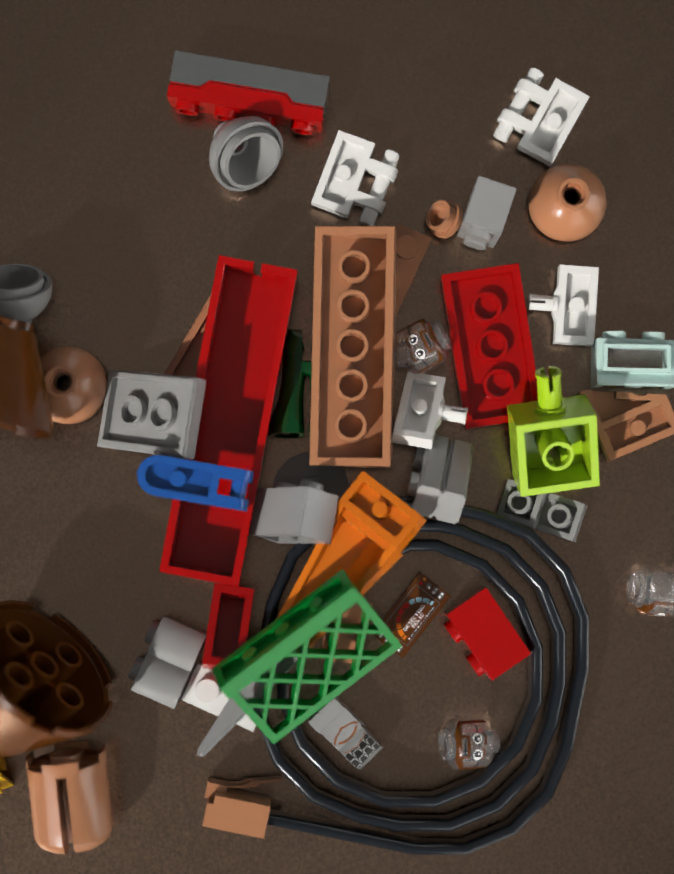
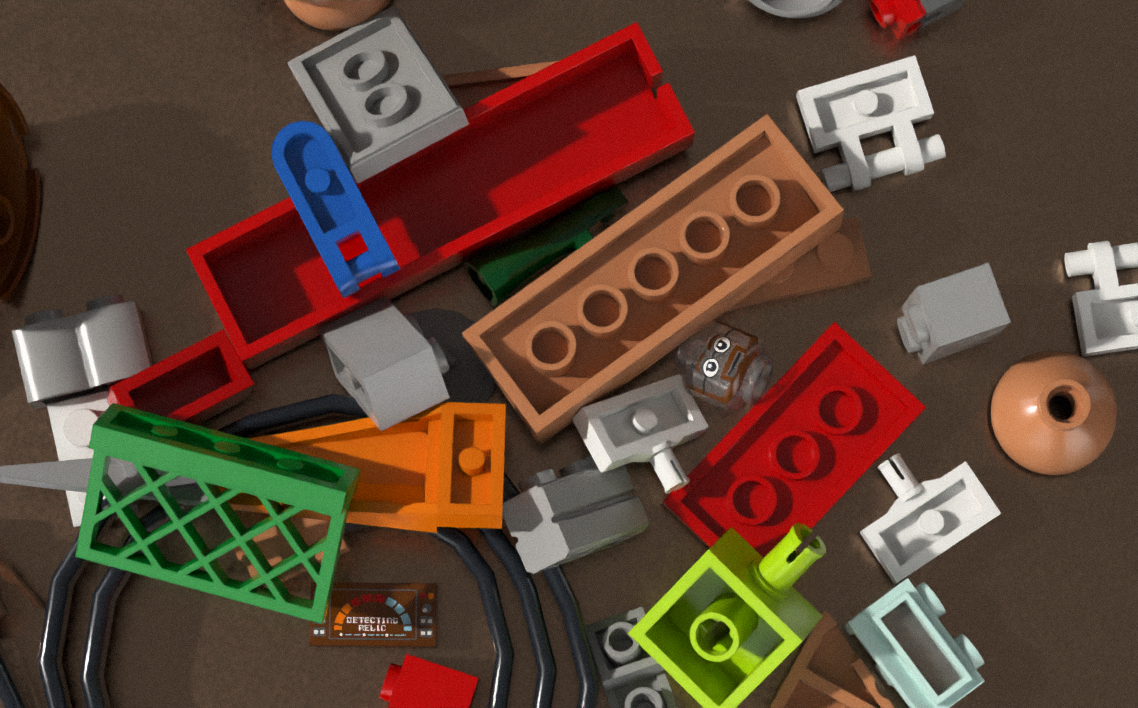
camera: 55 degrees right, 5 degrees down
(345, 732) = (160, 643): light grey leg -> none
(444, 218) = (906, 269): nougat plate -> none

